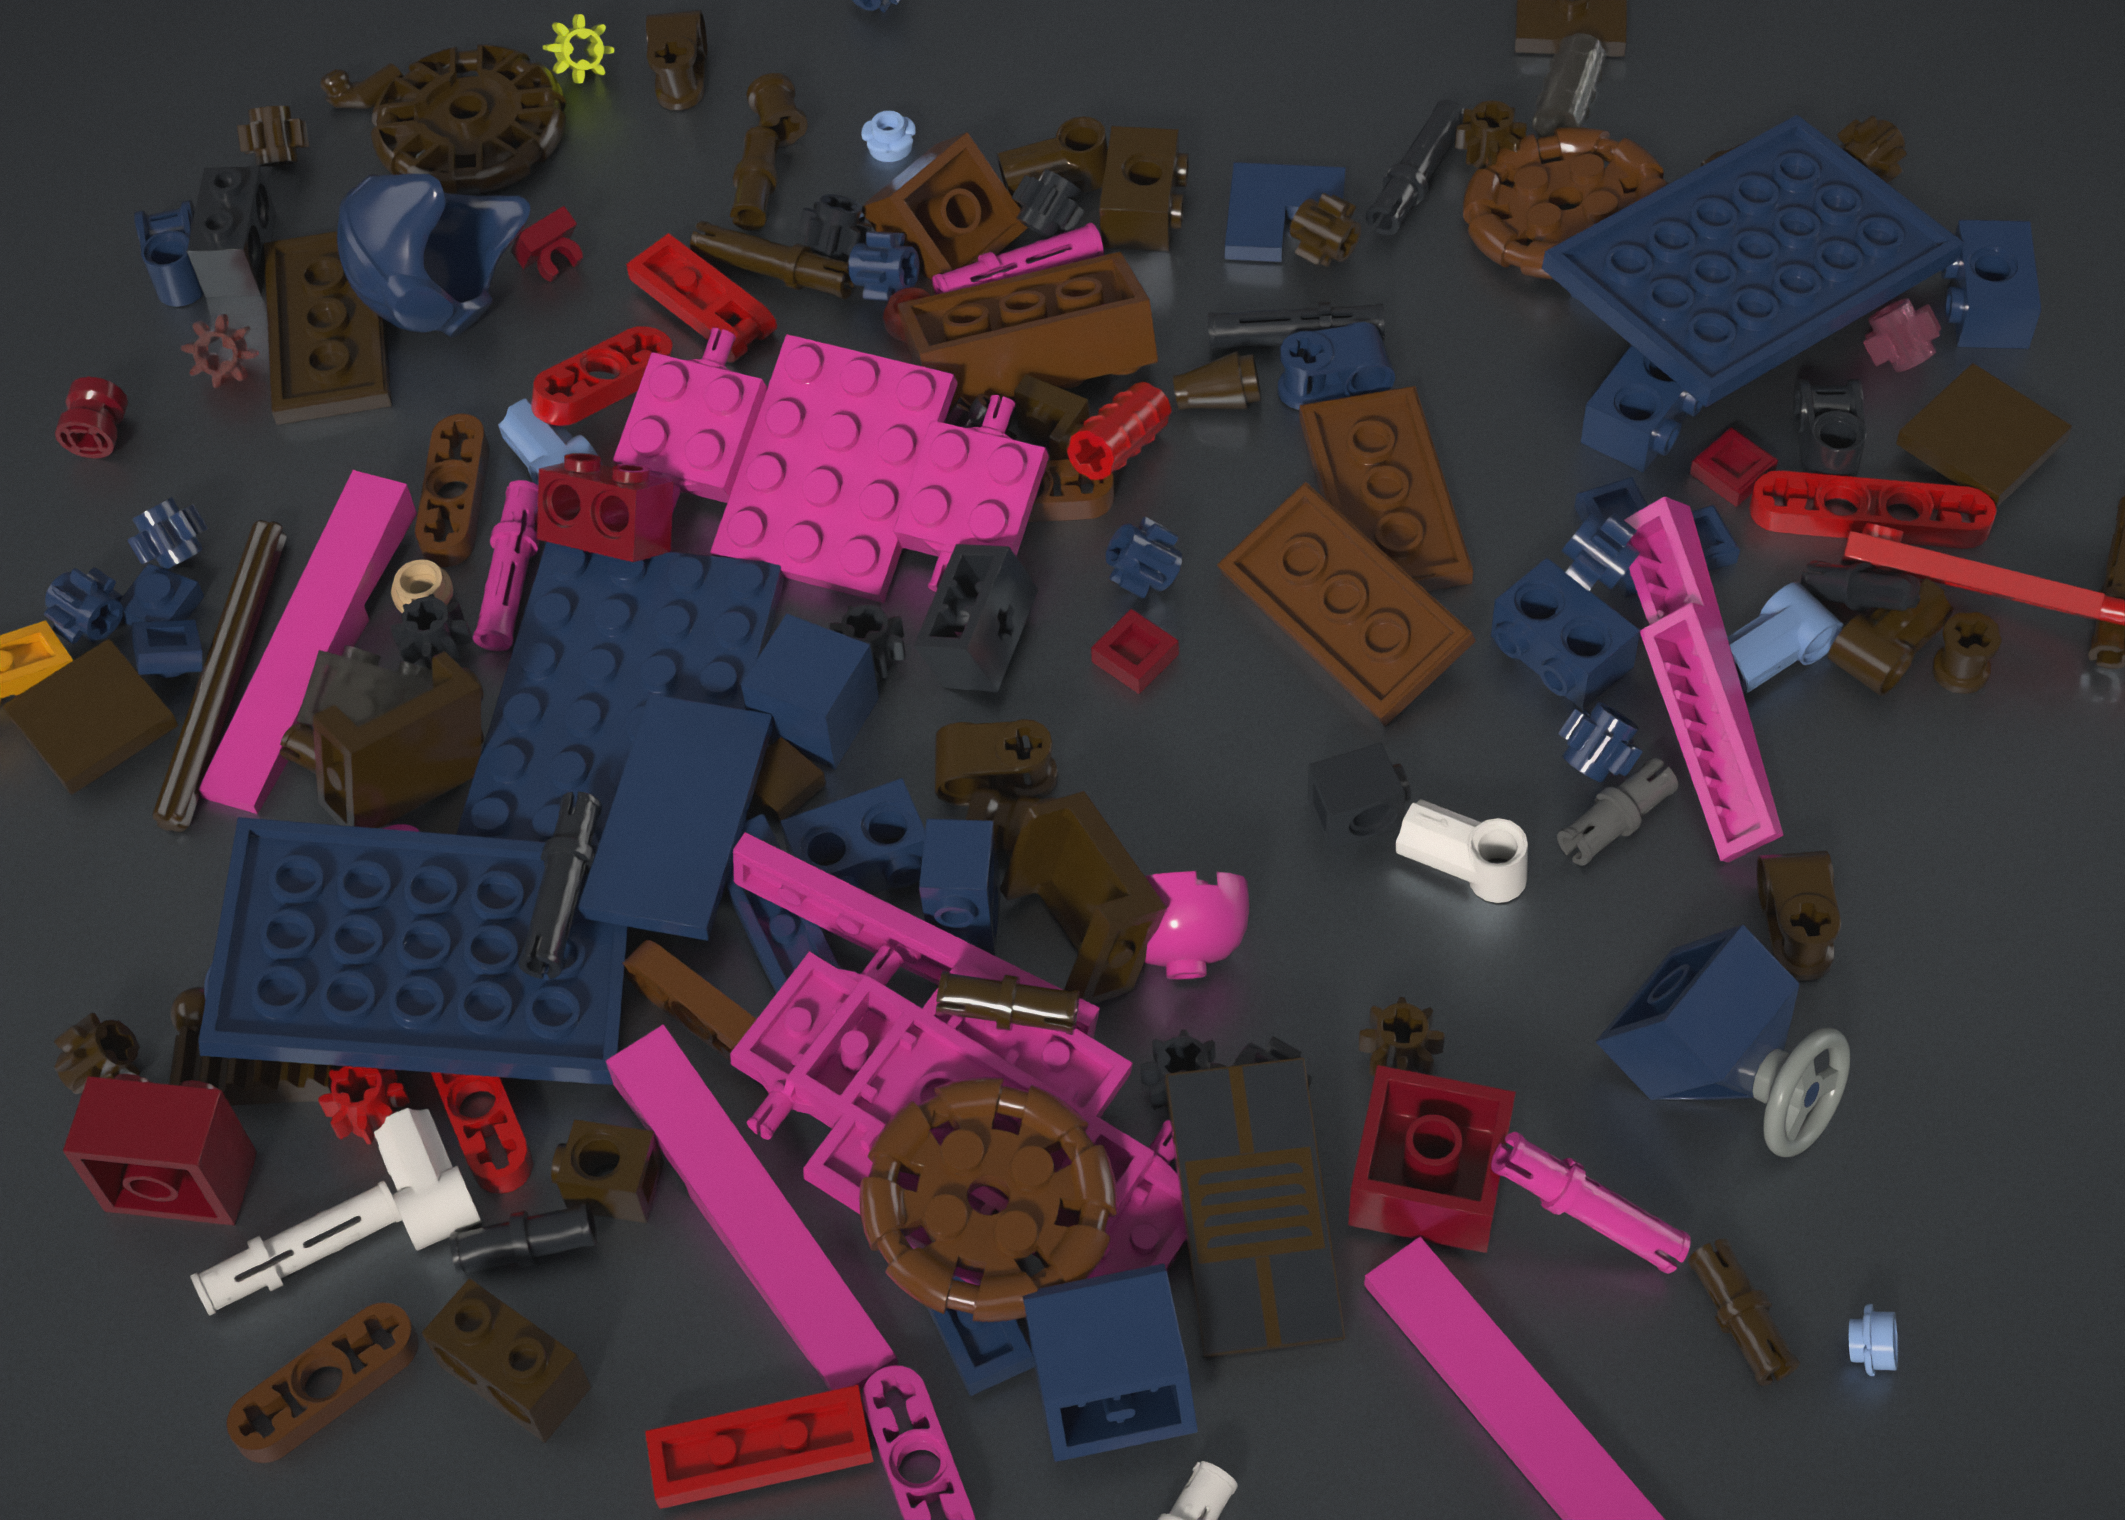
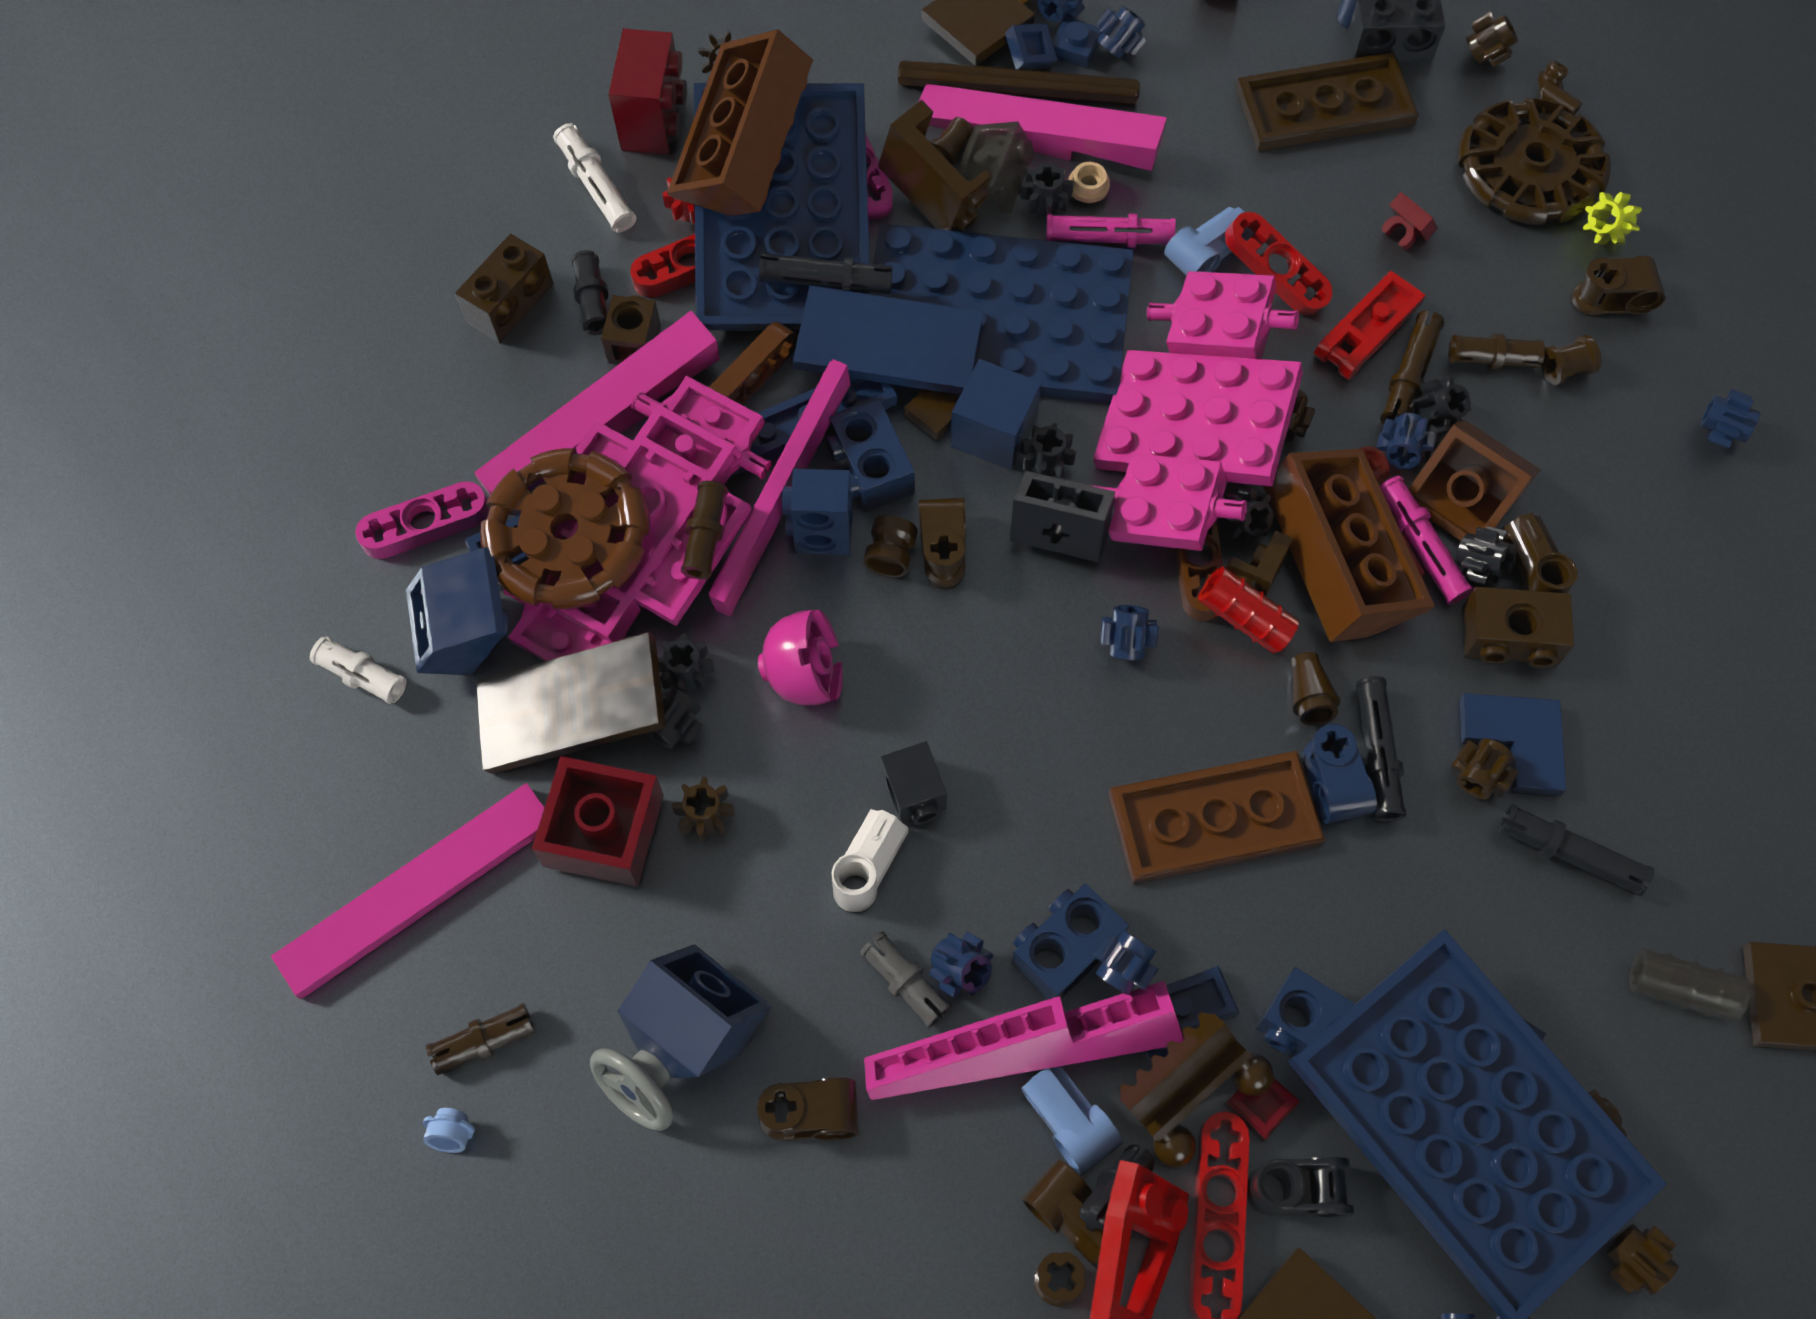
camera: 85 degrees right, 10 degrees up
(208, 361) = (1284, 37): clear red gear -> none
(298, 968) = (741, 124): none -> reddish brown slope
(318, 1412) = (506, 188): reddish brown beam -> none
(424, 252) = (1372, 131): dark blue piece -> none
(429, 1189) = (623, 240): white piece -> none
(461, 510) = (1165, 203): reddish brown beam -> none
(605, 508) = (1145, 272): dark red brick -> none
(758, 1446) = (440, 427): red plate -> none
(889, 136) = (1553, 451): light blue plate -> none
(1091, 890) = (855, 562): dark brown panel -> none
(1135, 651) = (1052, 634): dark red tile -> none
(1346, 603) = (1095, 780): reddish brown tile -> none
(1487, 131) = (1618, 911): dark brown gear -> none
(1506, 216) = (1570, 960): reddish brown plate -> none
(1568, 1189) = (554, 905): dark pink pin -> none
(1709, 477) = (1186, 1079): none -> dark brown gear
(1902, 335) = (1412, 1263): clear pink gear -> none

